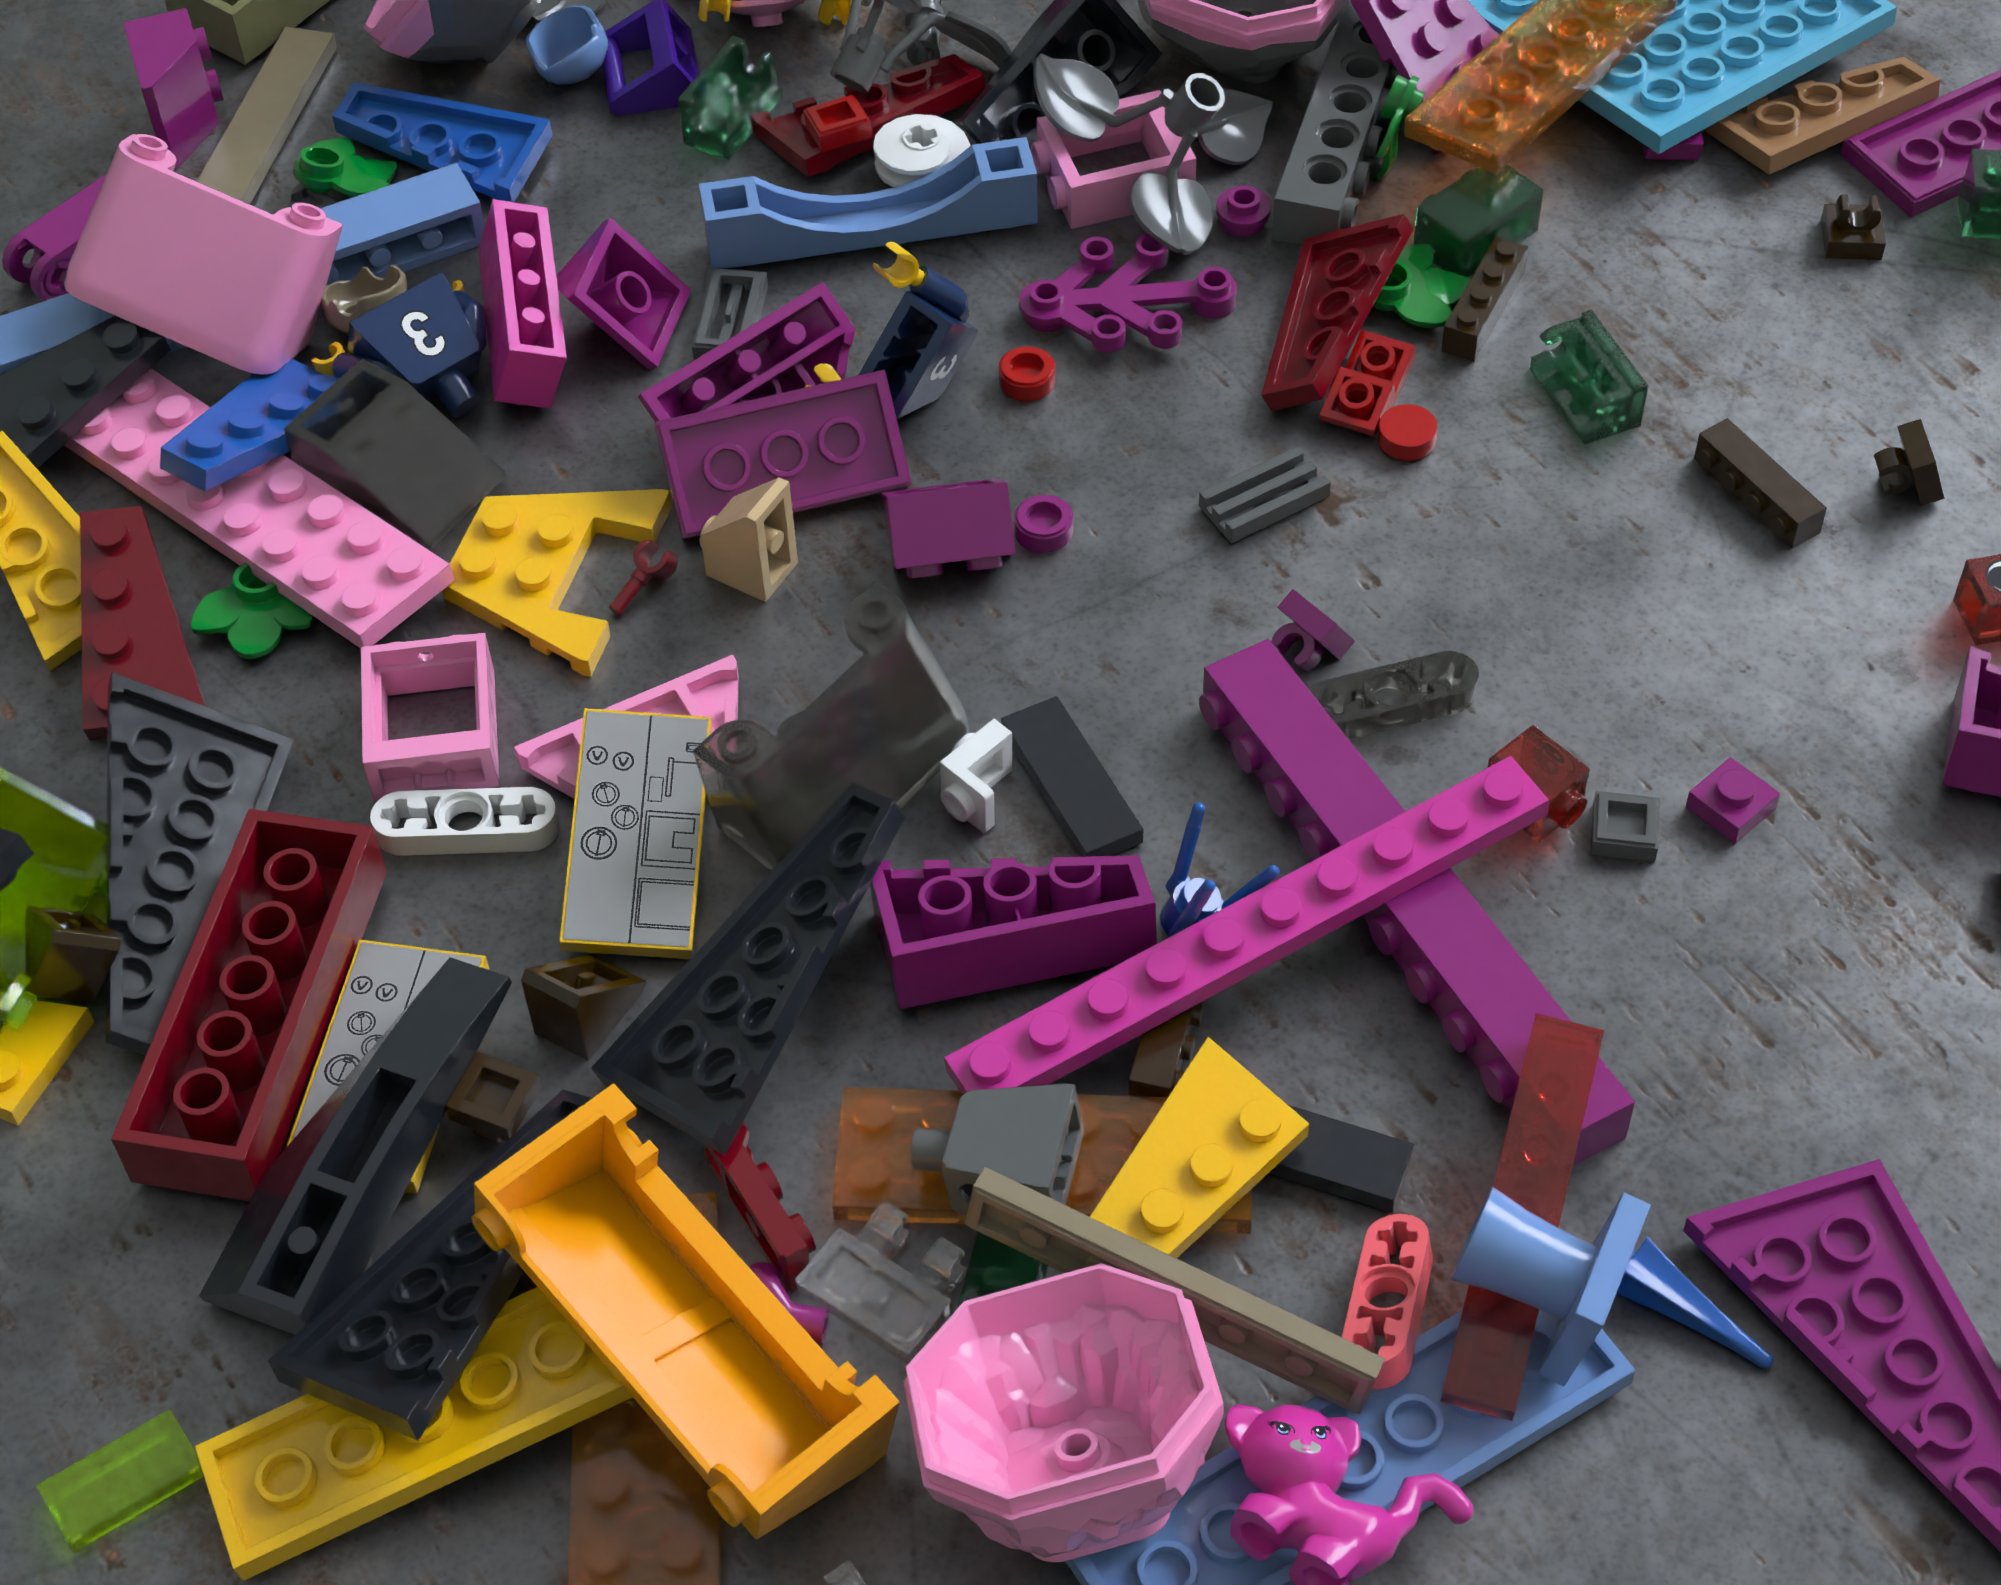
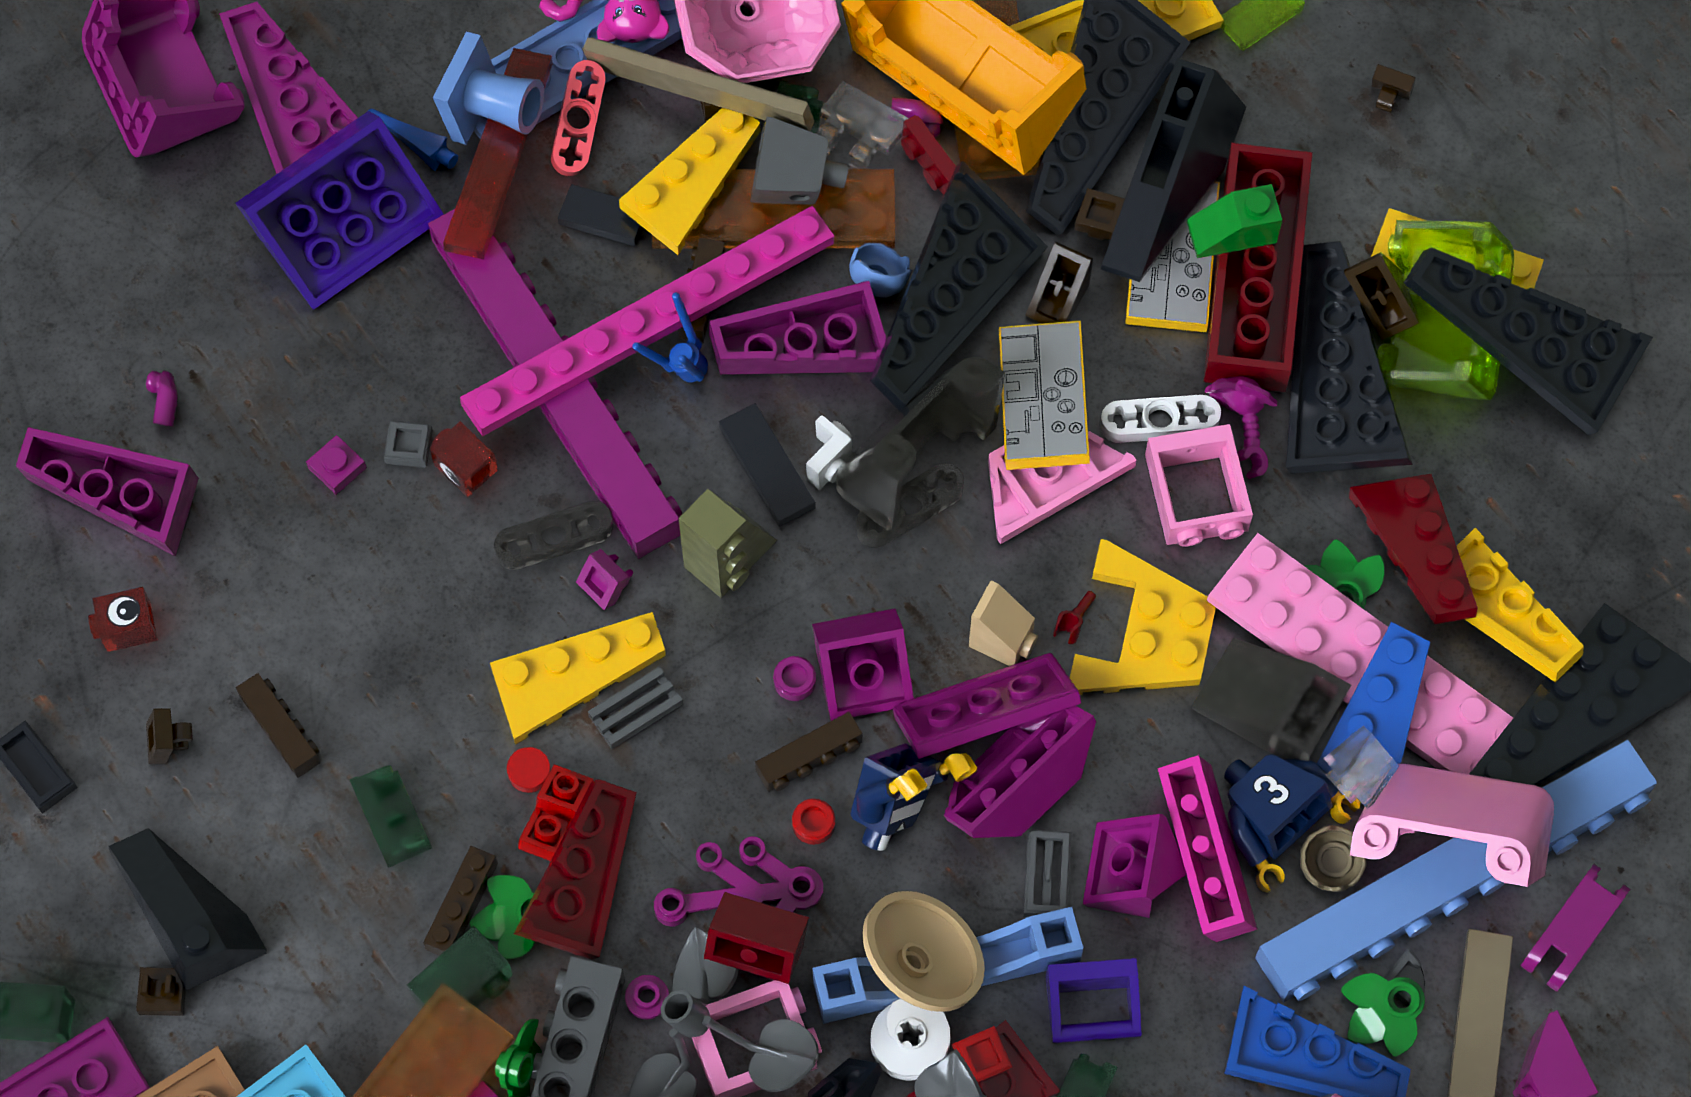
camera: 175 degrees right, 15 degrees up
(271, 994) = (1236, 222): none -> green slope
(298, 330) = (1360, 767): none -> clear slope
(325, 797) = (1247, 399): none -> magenta piece
(670, 195) = (1087, 977): none -> dark purple tile
(871, 1026) = (881, 267): none -> medium blue hair
(897, 172) = (923, 951): none -> tan dish
(1029, 436) = (808, 752): none -> dark brown piece
(1105, 206) = (756, 937): none -> dark red brick
(1137, 621) = (721, 542): none -> olive wedge
(1362, 535) = (560, 675): none -> yellow wing
(1799, 1139) = (340, 209): none -> dark purple slope
(1835, 277) = (189, 915): none -> black wedge

